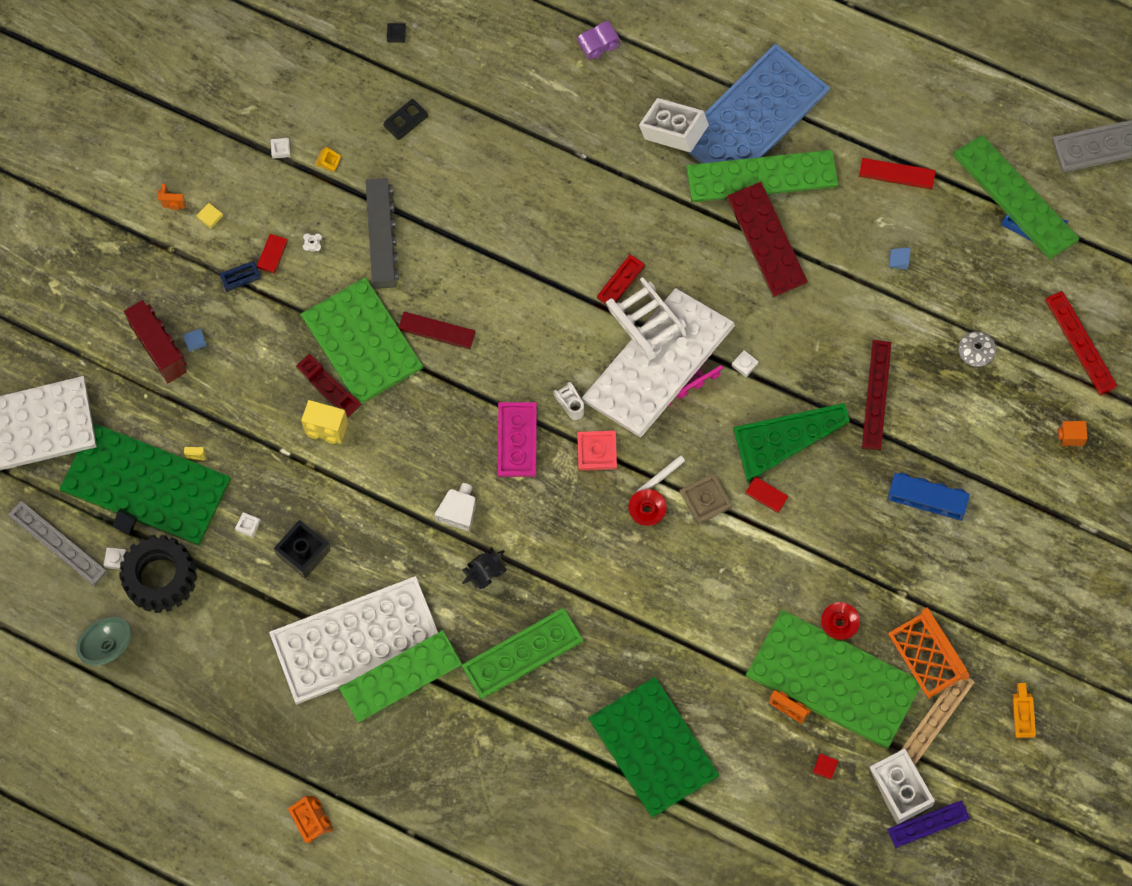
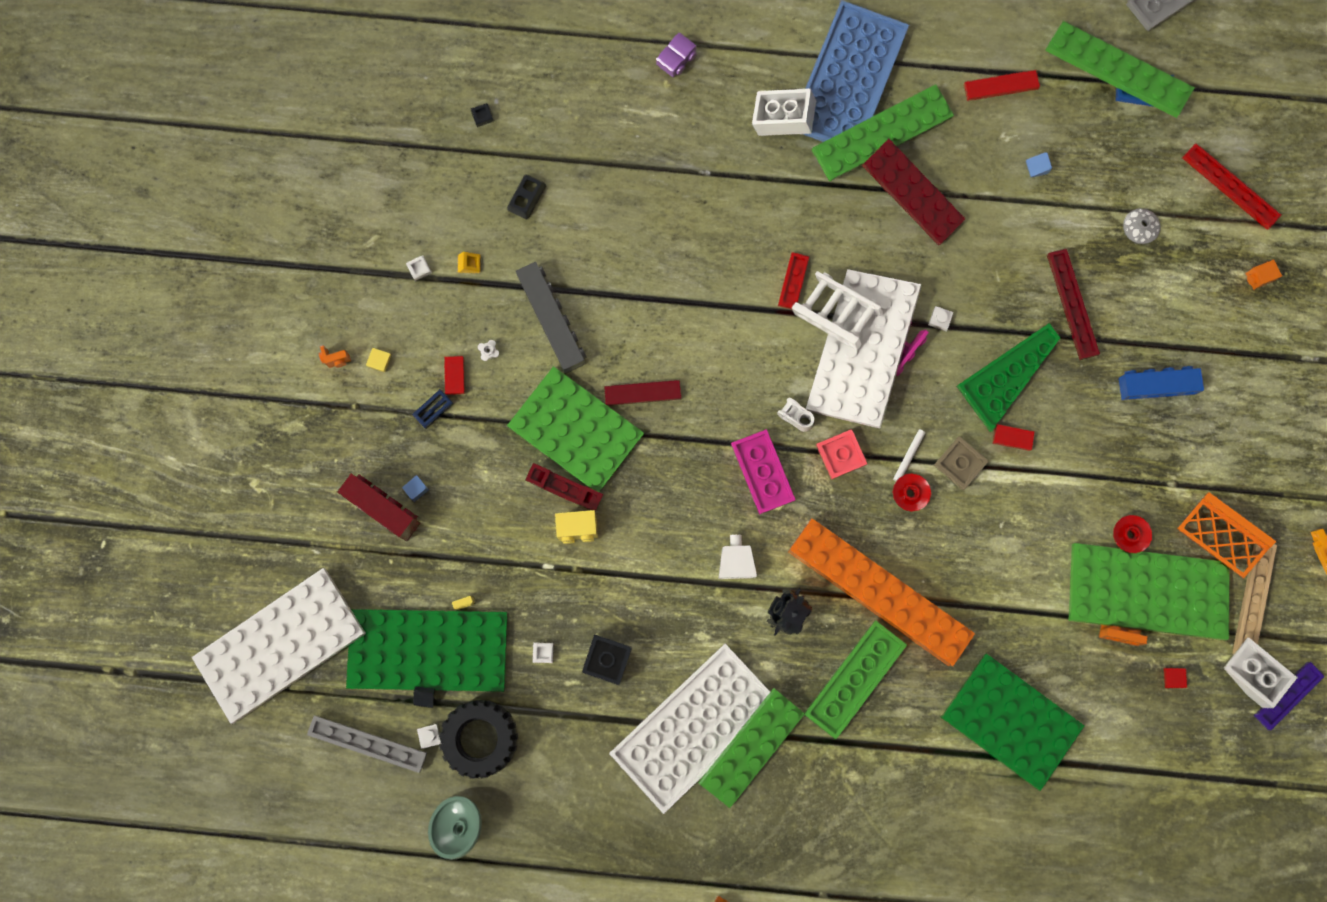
camera: 25 degrees left, 10 degrees up
(579, 585) = (881, 593): none -> orange brick

